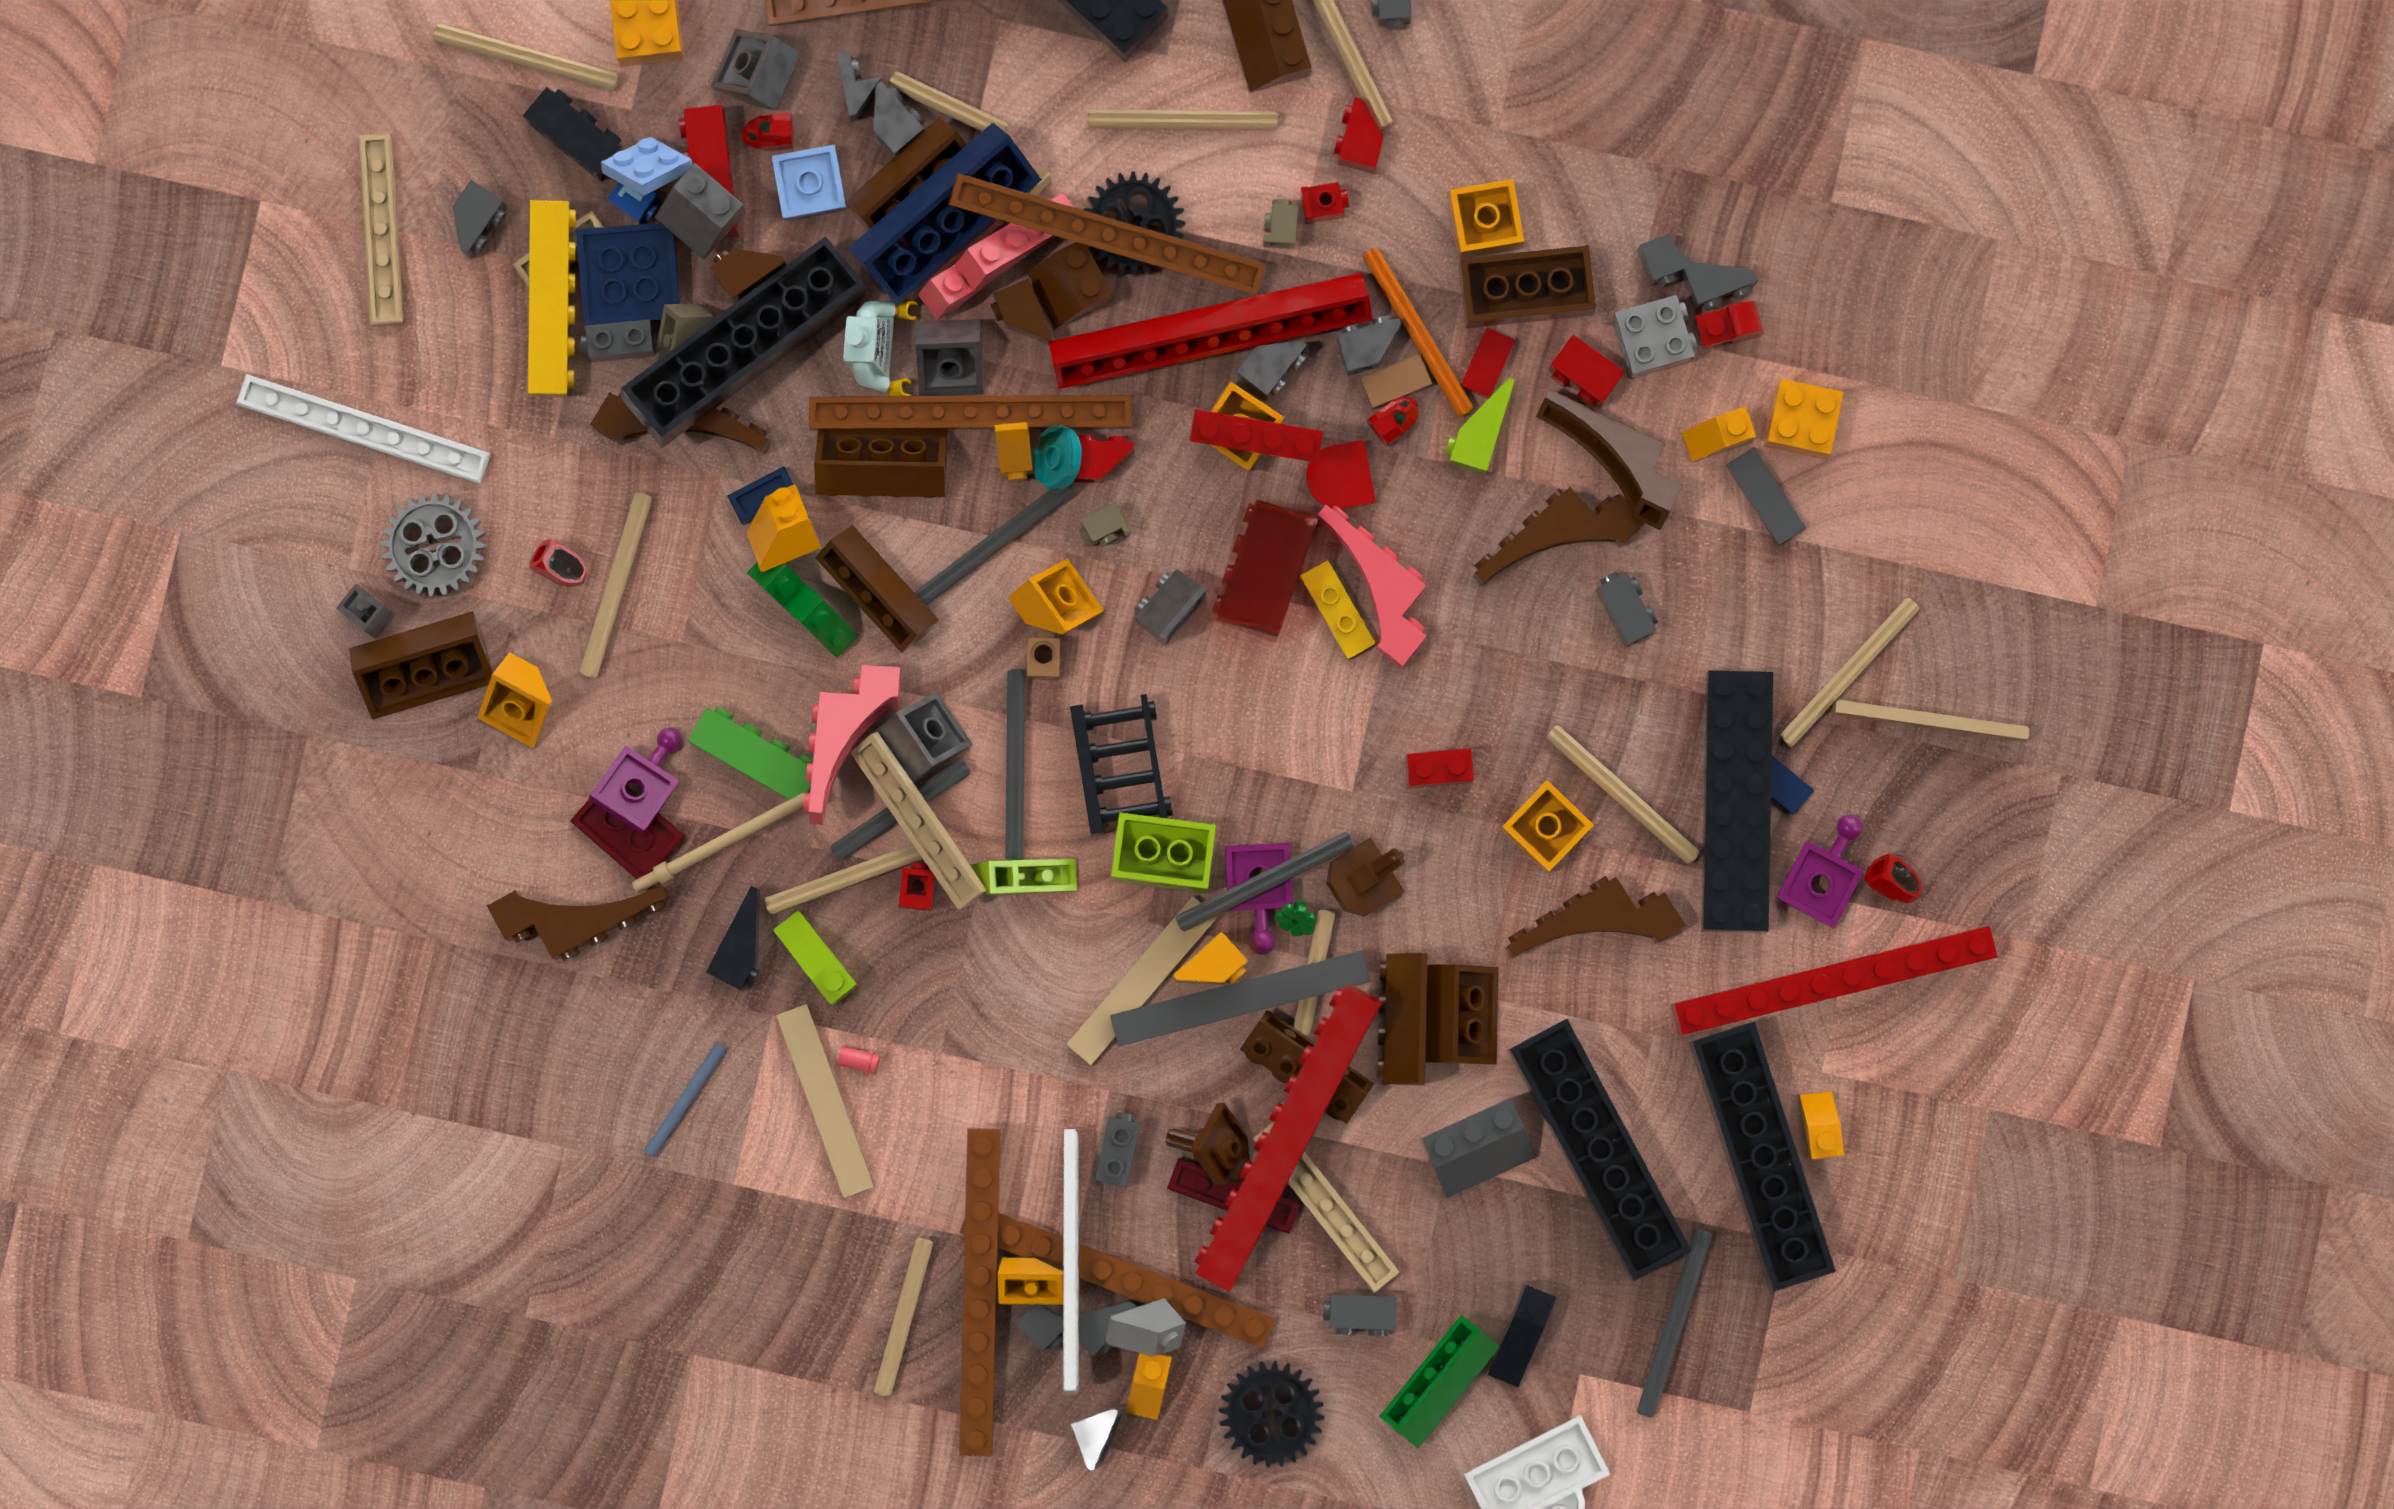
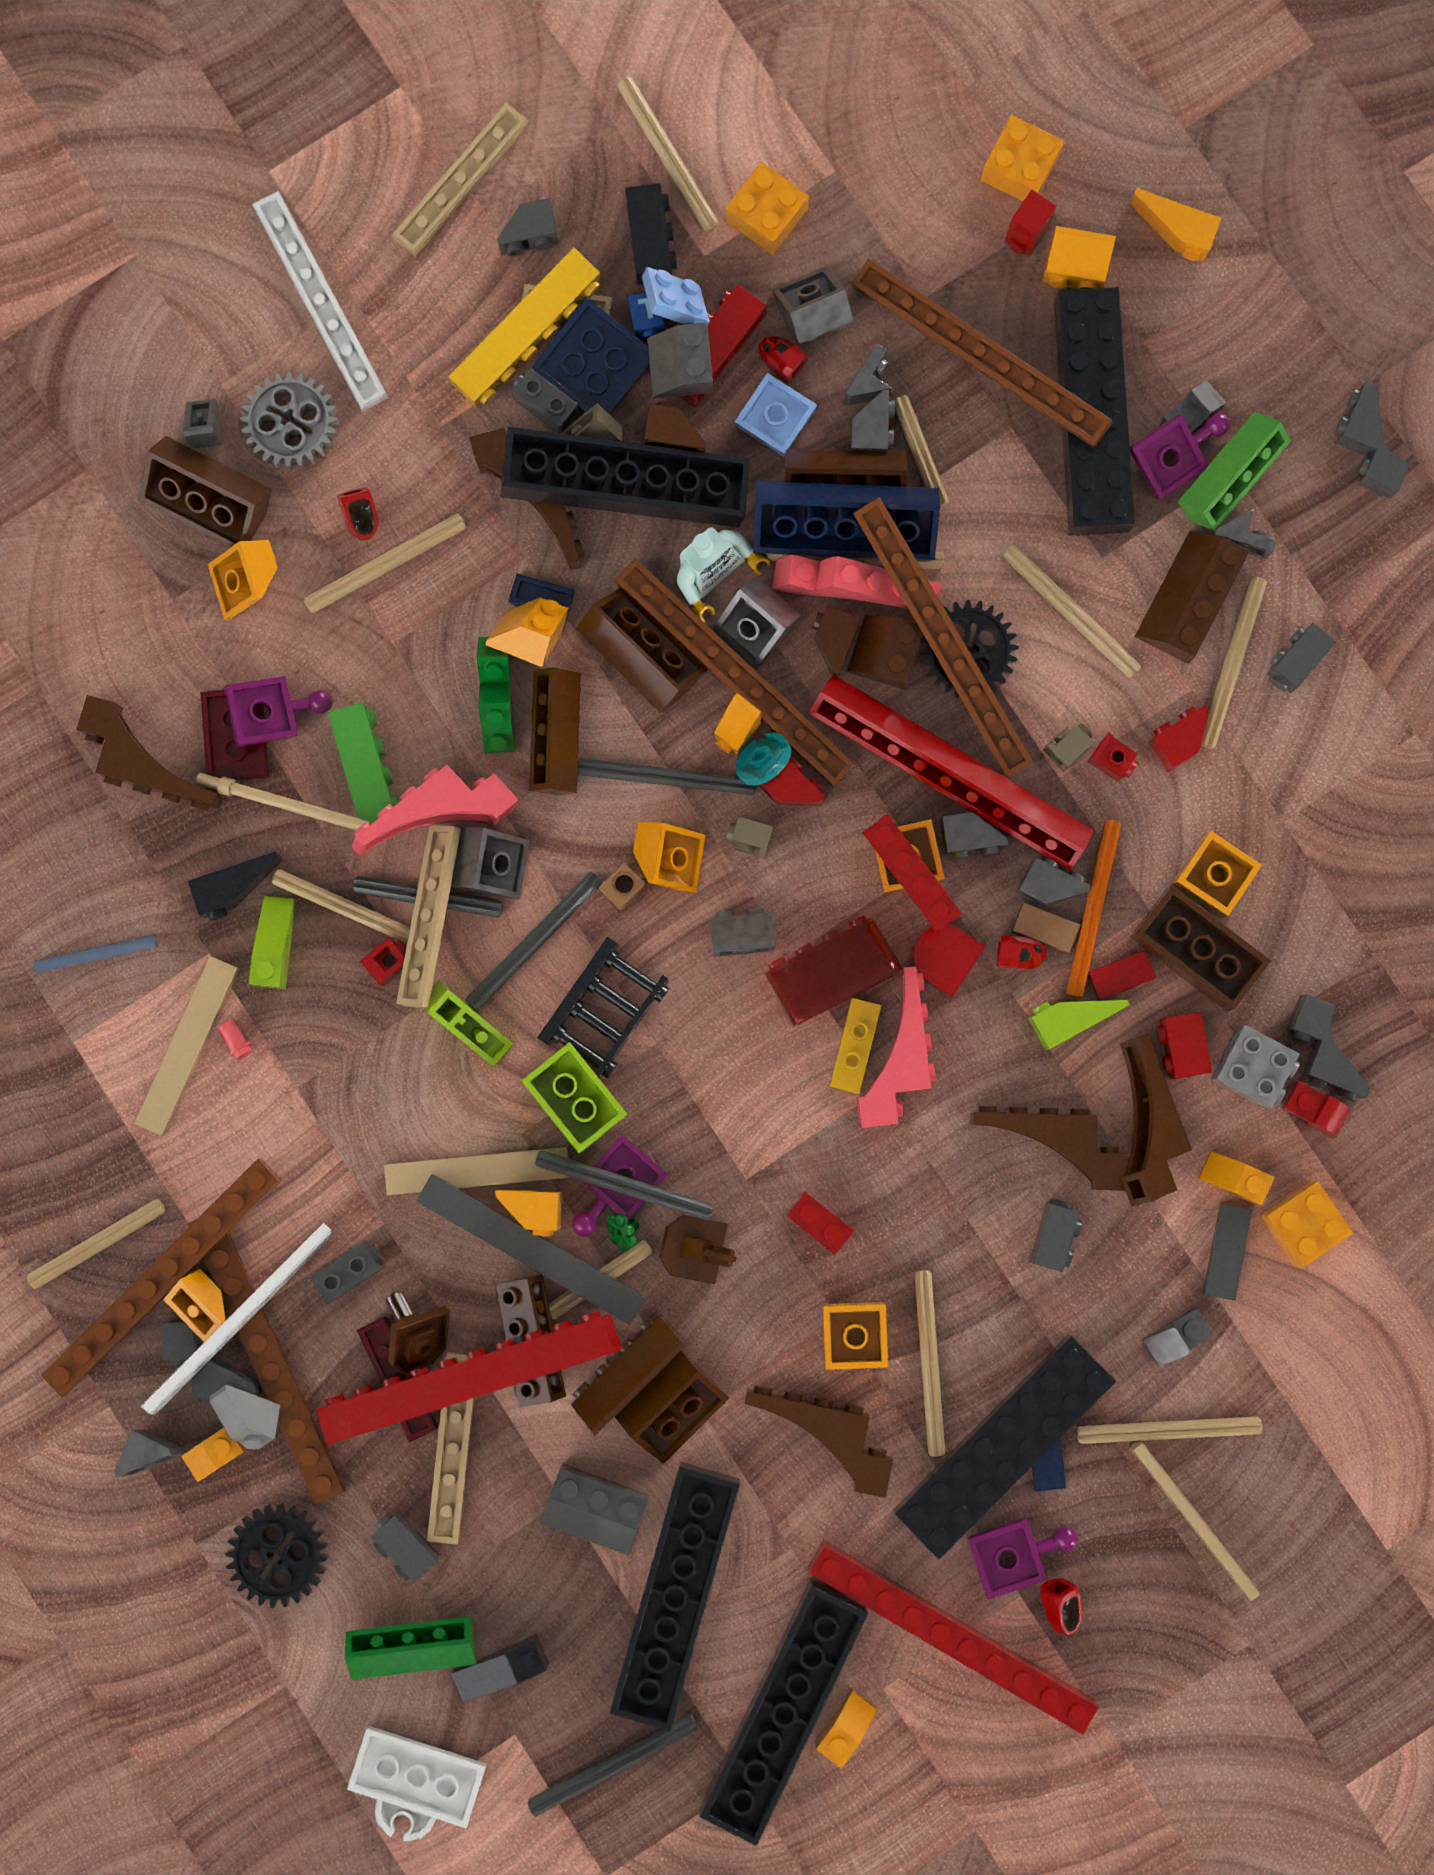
camera: 50 degrees right, 0 degrees up
(1790, 596) = (1178, 1337): none -> flat silver slope

